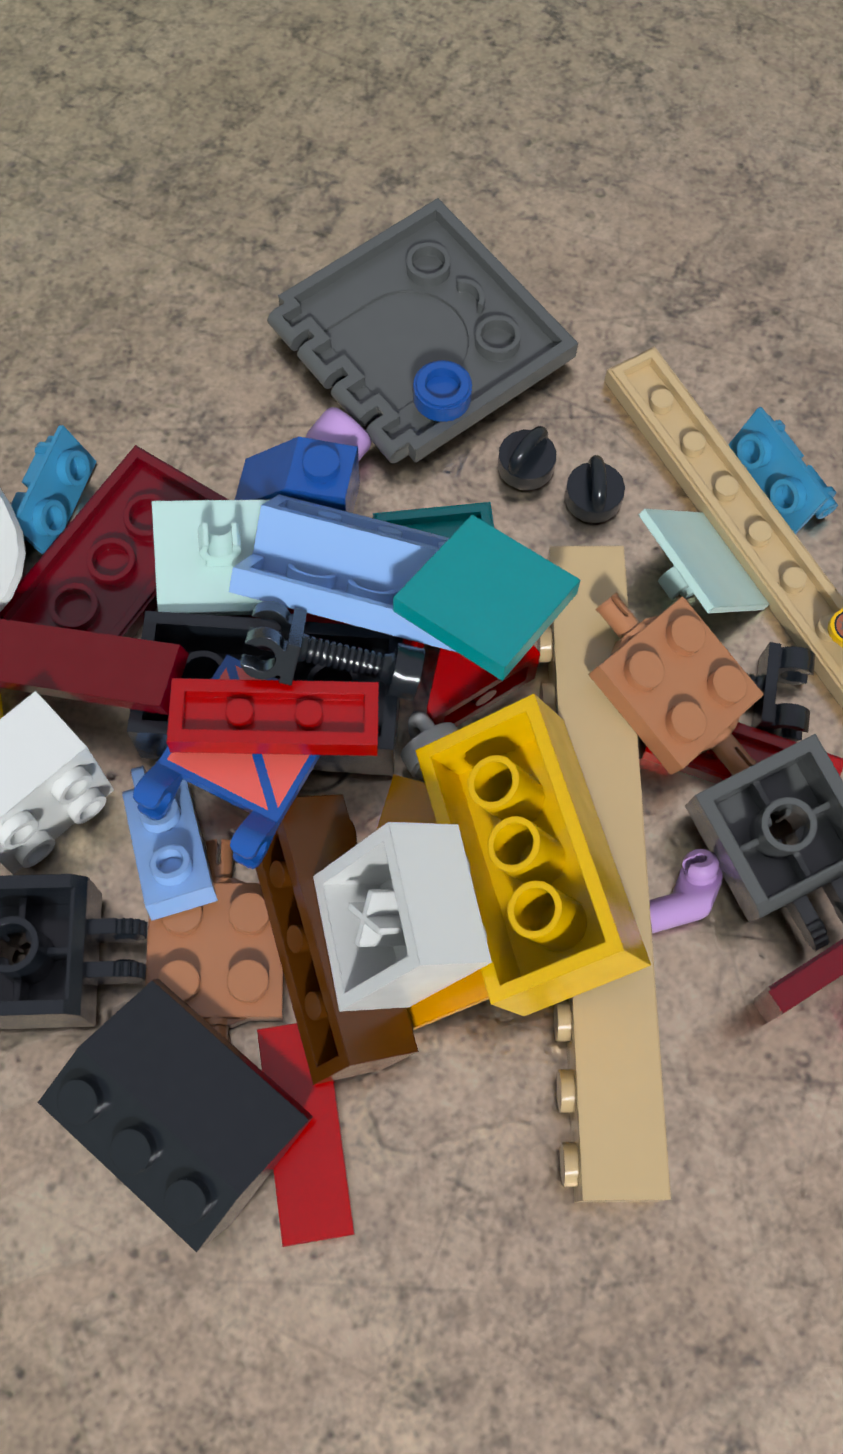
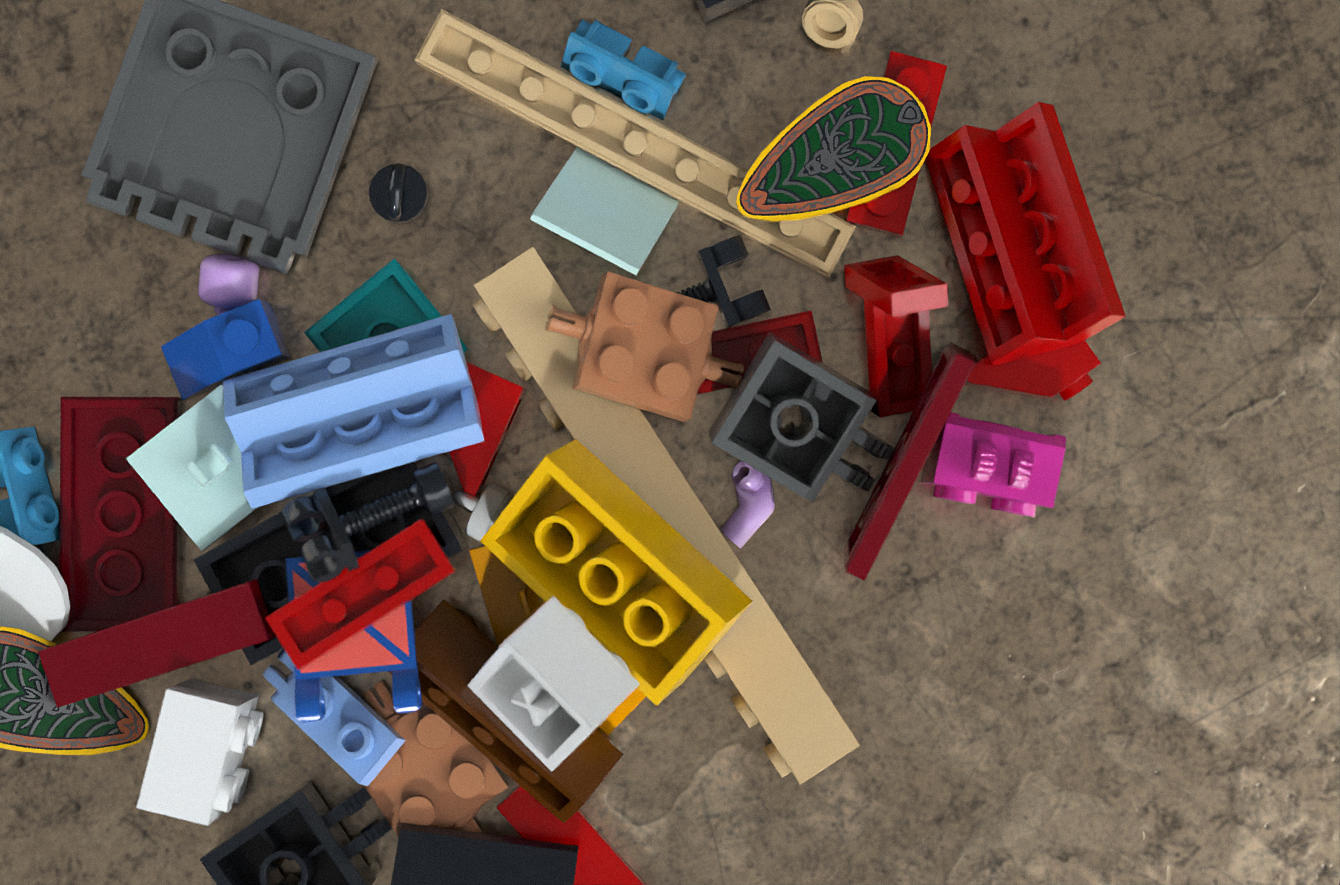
camera: 30 degrees left, 20 degrees up
(442, 390) = (290, 186): blue tile -> none
(486, 596) = (458, 393): teal tile -> none
(594, 491) = (474, 188): black tile -> none

